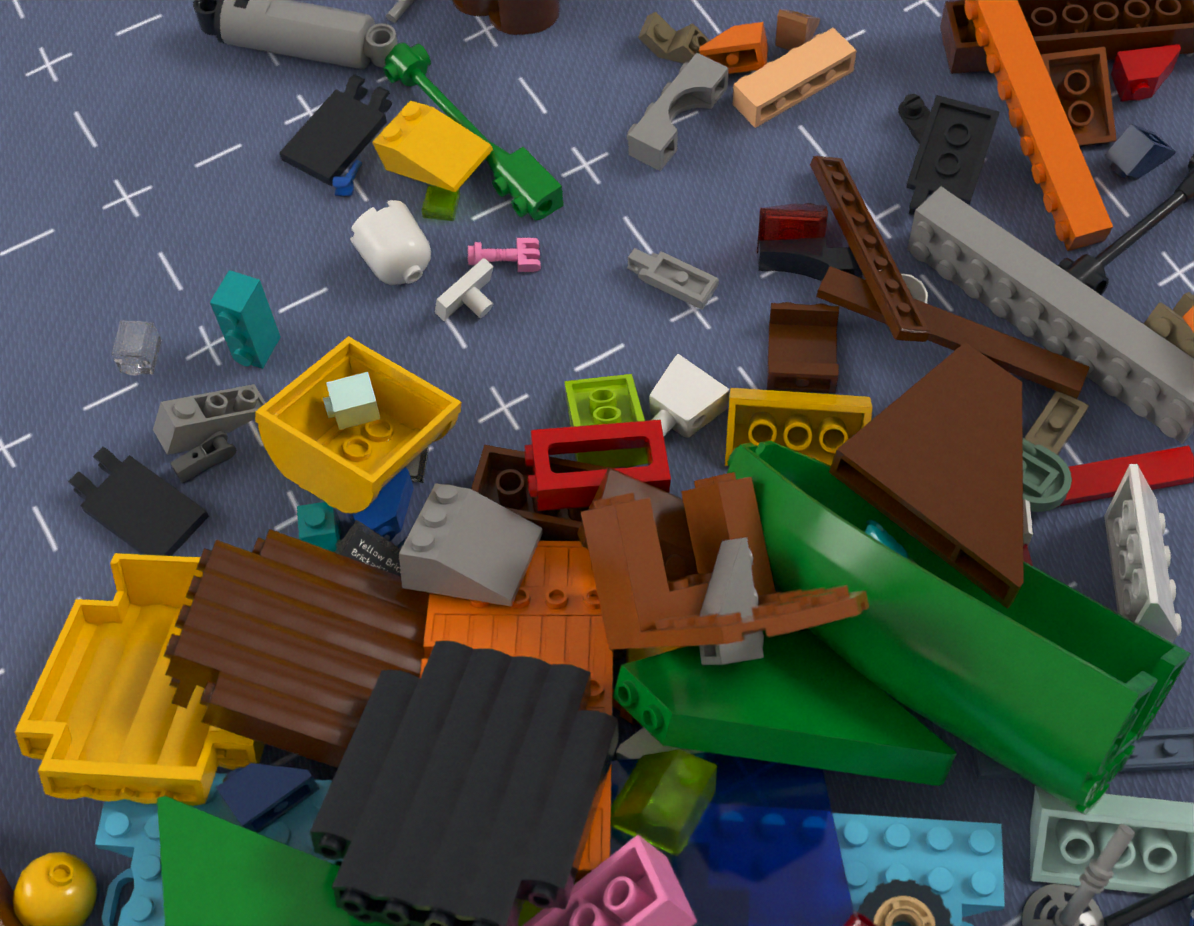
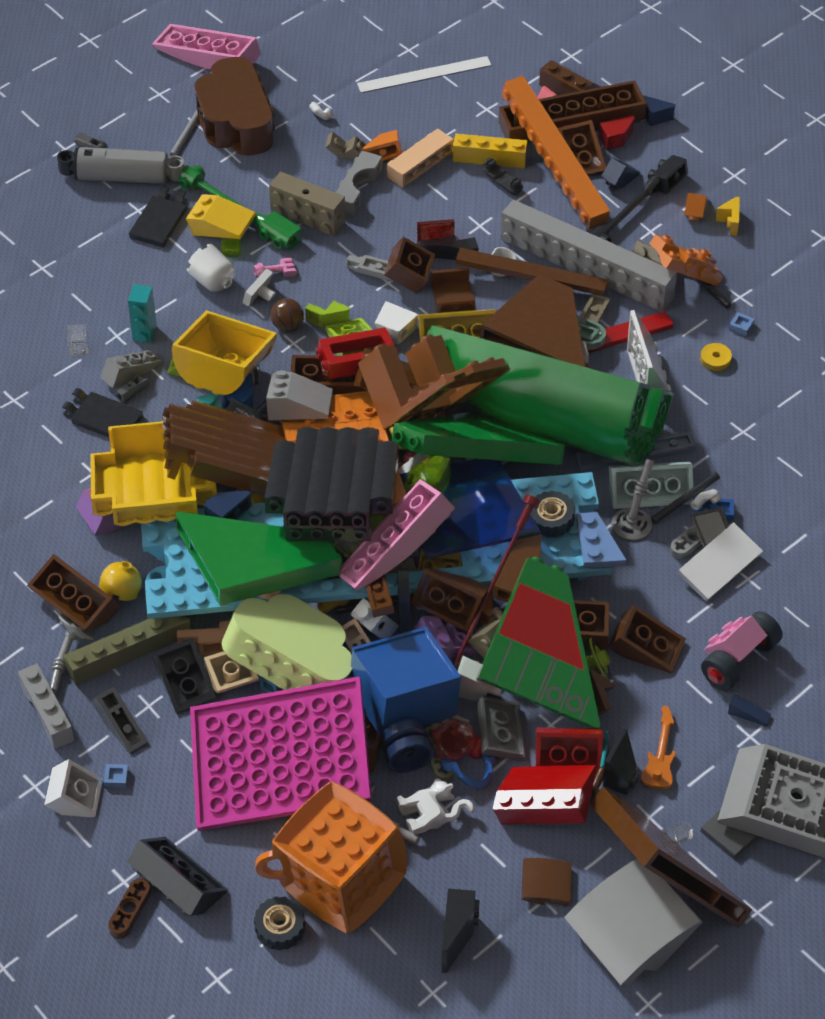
camera: 15 degrees left, 10 degrees down
(345, 185) = (171, 244): blue hand -> none
(351, 401) = (216, 340): light aqua brick -> none
(499, 354) = (287, 315): none -> reddish brown piece
(582, 363) = (333, 314): none -> lime slope
(583, 141) = (307, 203): none -> dark tan brick
(732, 591) = (447, 406): light grey slope -> none
(734, 286) = (409, 264): none -> reddish brown brick
(794, 29) = (414, 132): medium nougat slope -> none
(870, 250) = (479, 236): reddish brown tile -> none
(900, 73) = (477, 149): none -> yellow brick
(951, 150) = (516, 181): black tile -> none

